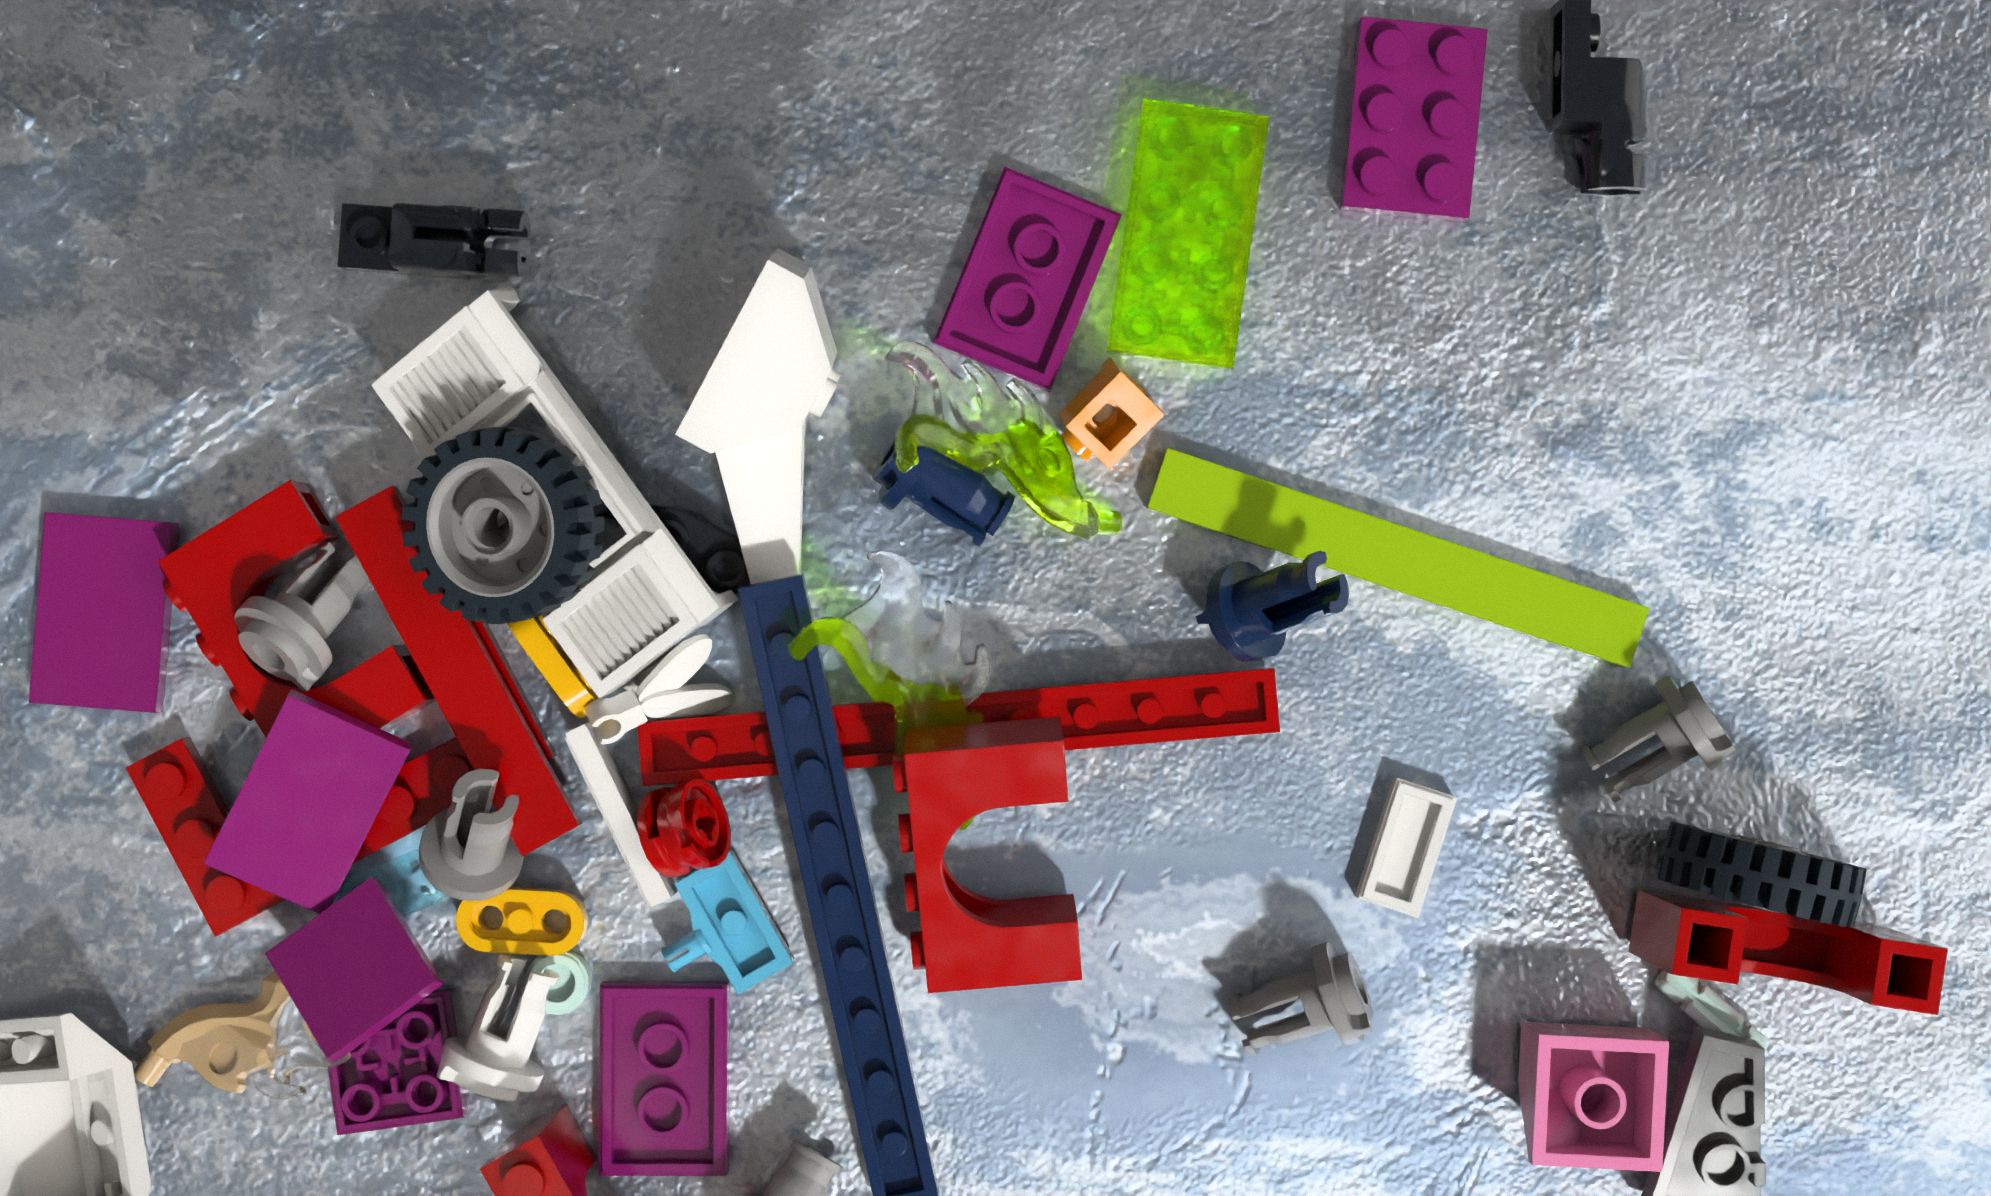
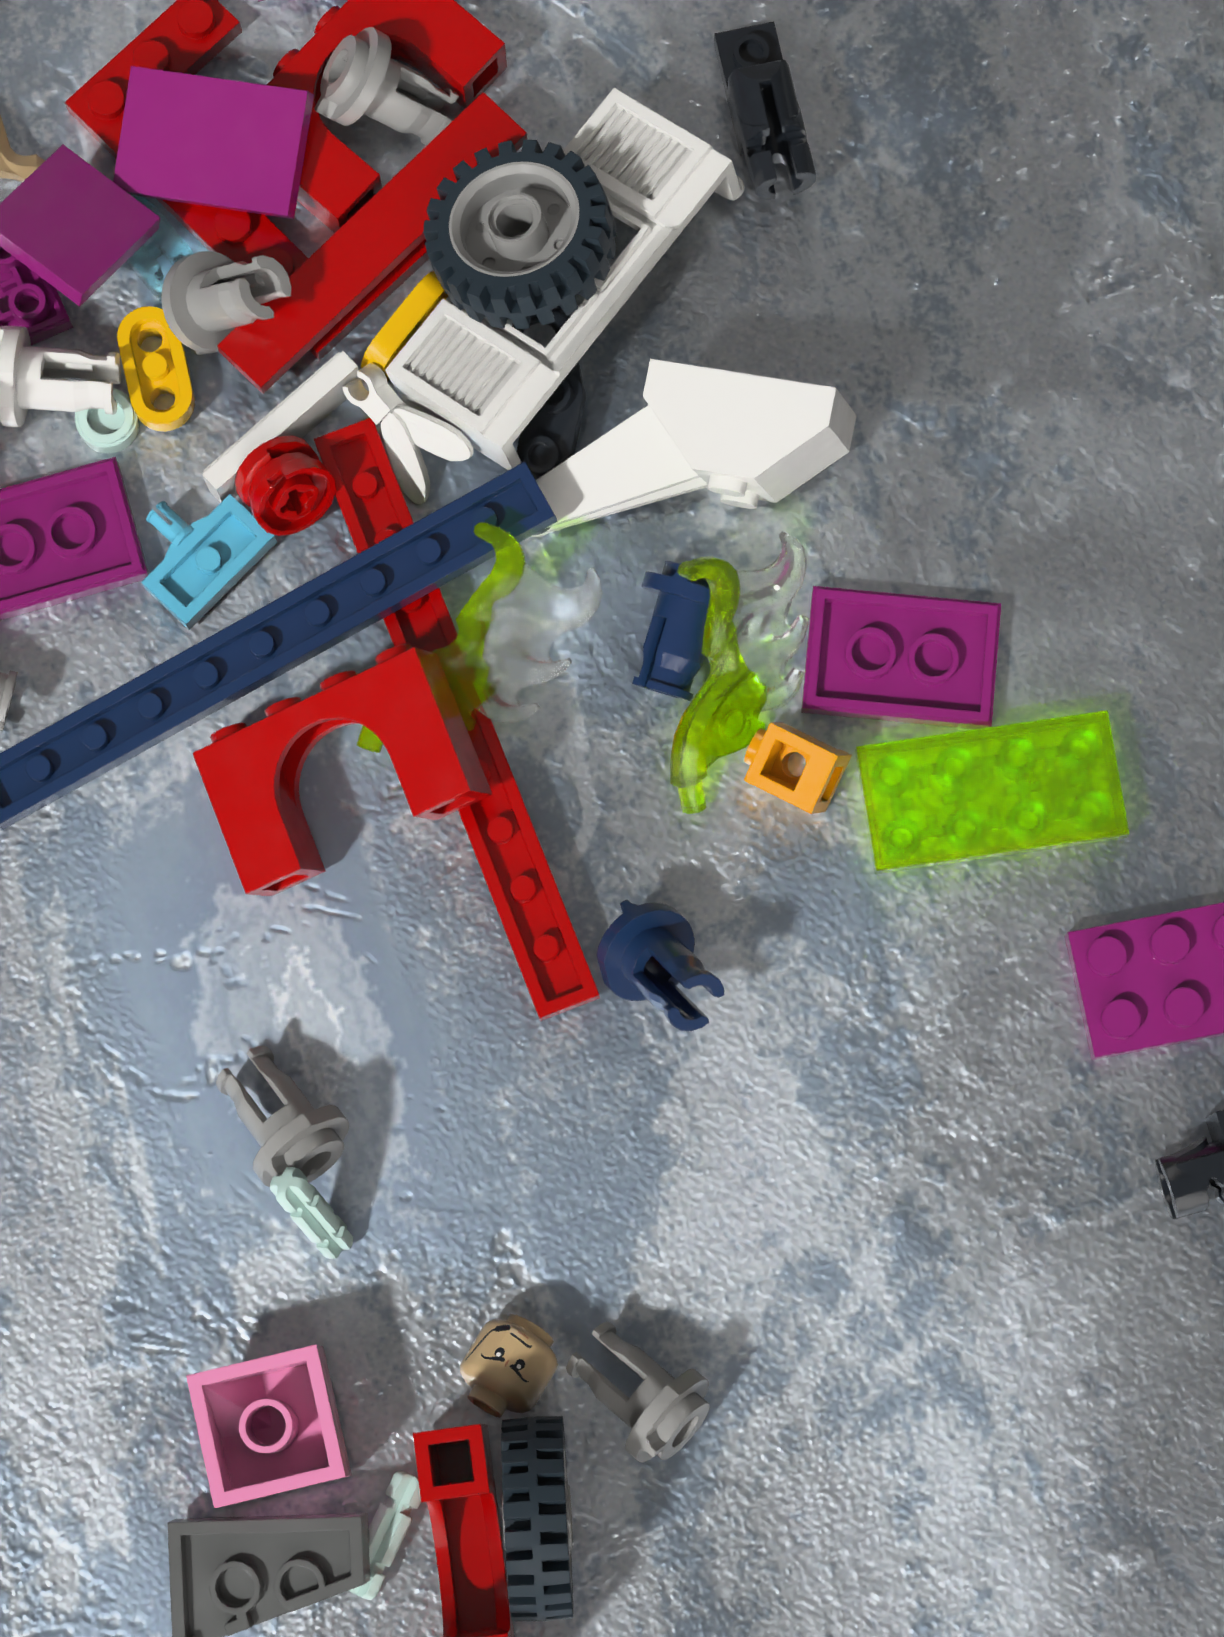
camera: 75 degrees right, 10 degrees down
(1398, 558) = (743, 1092): lime tile -> none
(1404, 1001) = (311, 1212): none -> light aqua axle
(1405, 847) = (463, 1181): white tile -> none
(1596, 855) = (508, 1365): none -> tan head

